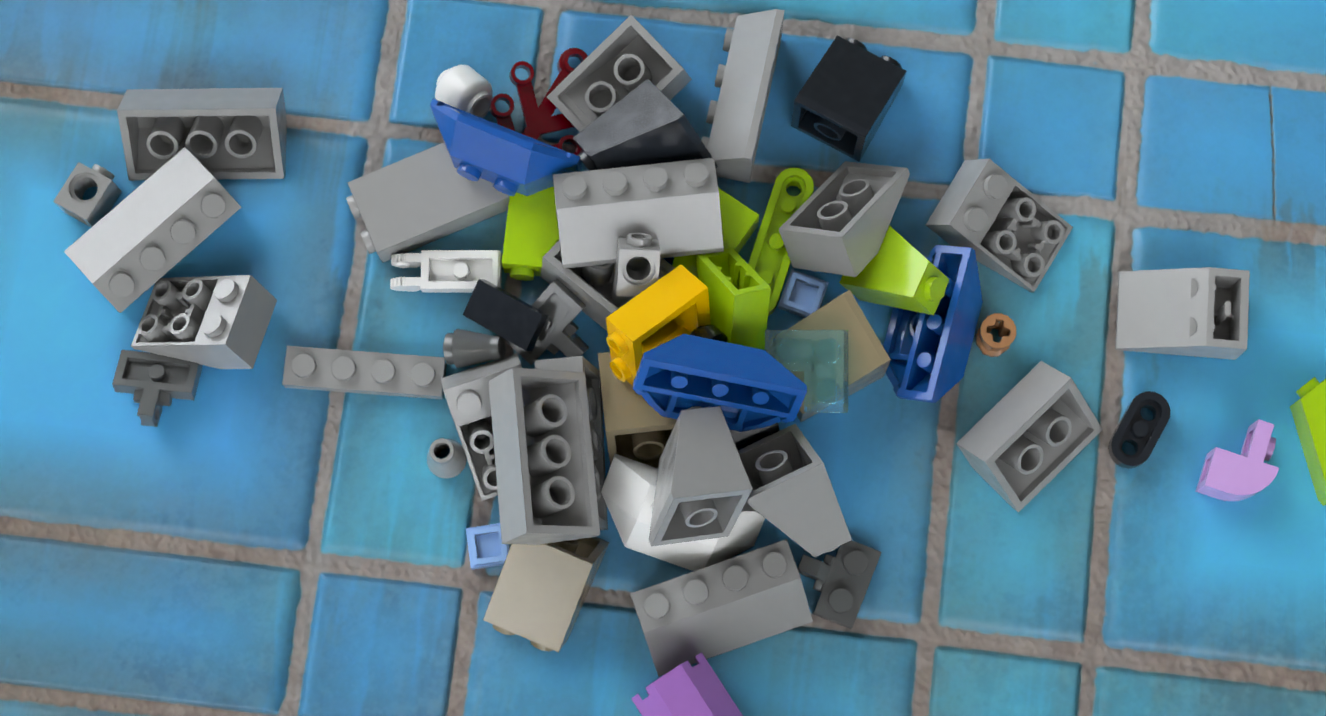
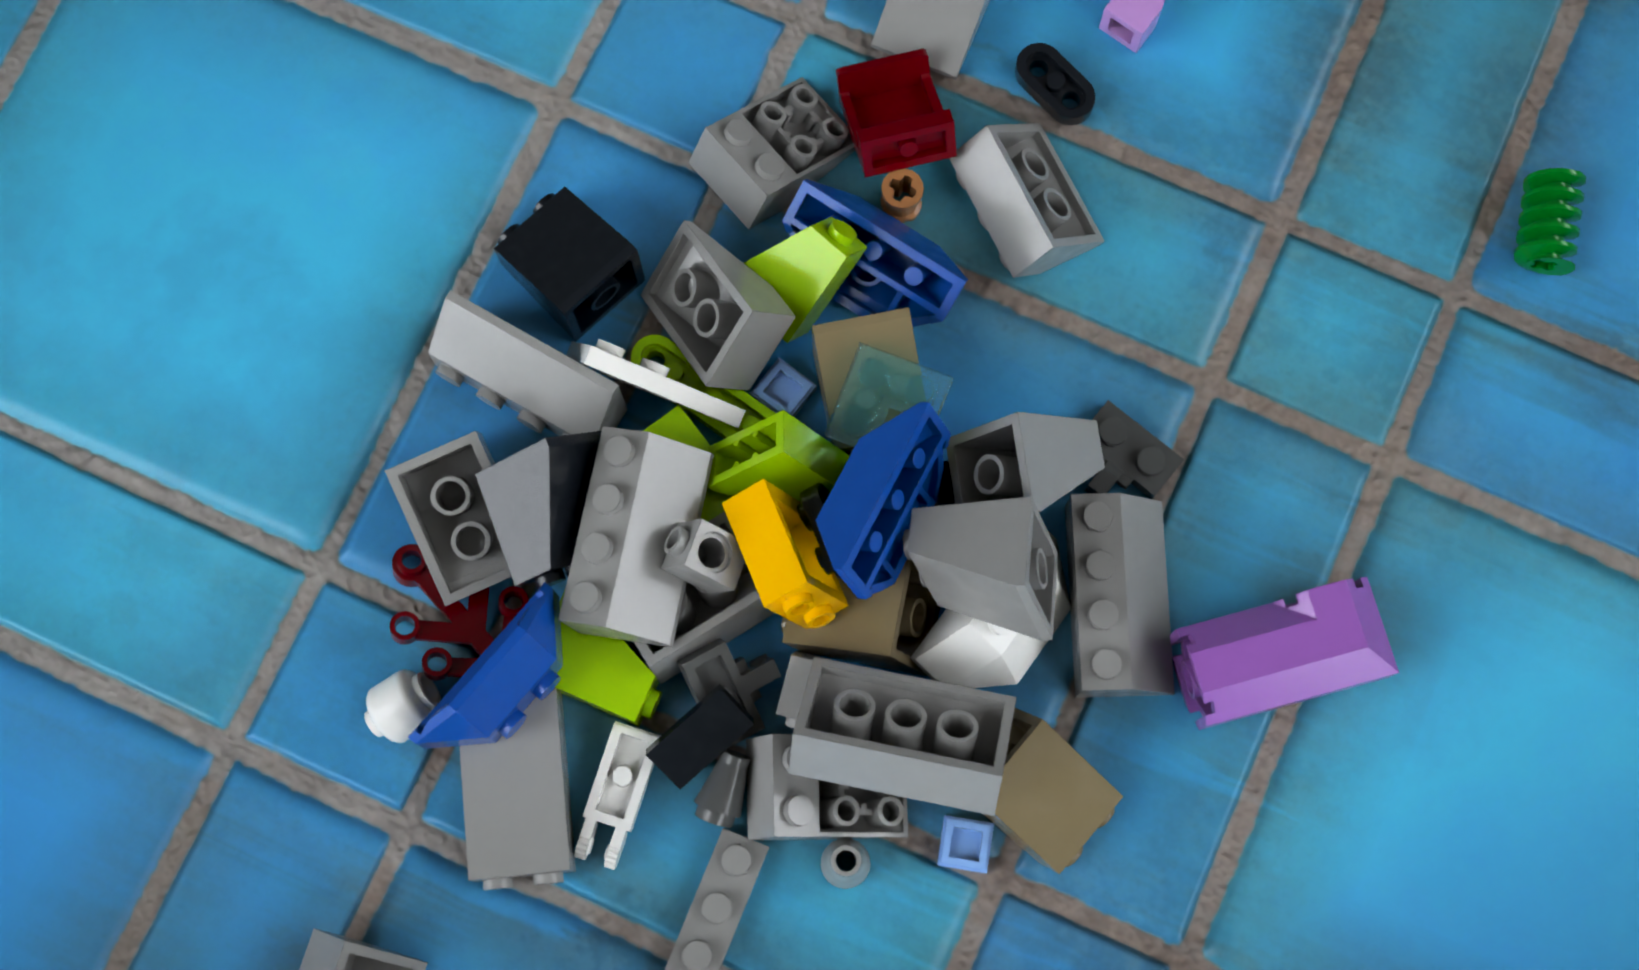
camera: 75 degrees left, 0 degrees up
(770, 187) = (652, 379): none -> white wing
(1061, 306) = (895, 113): none -> dark red panel

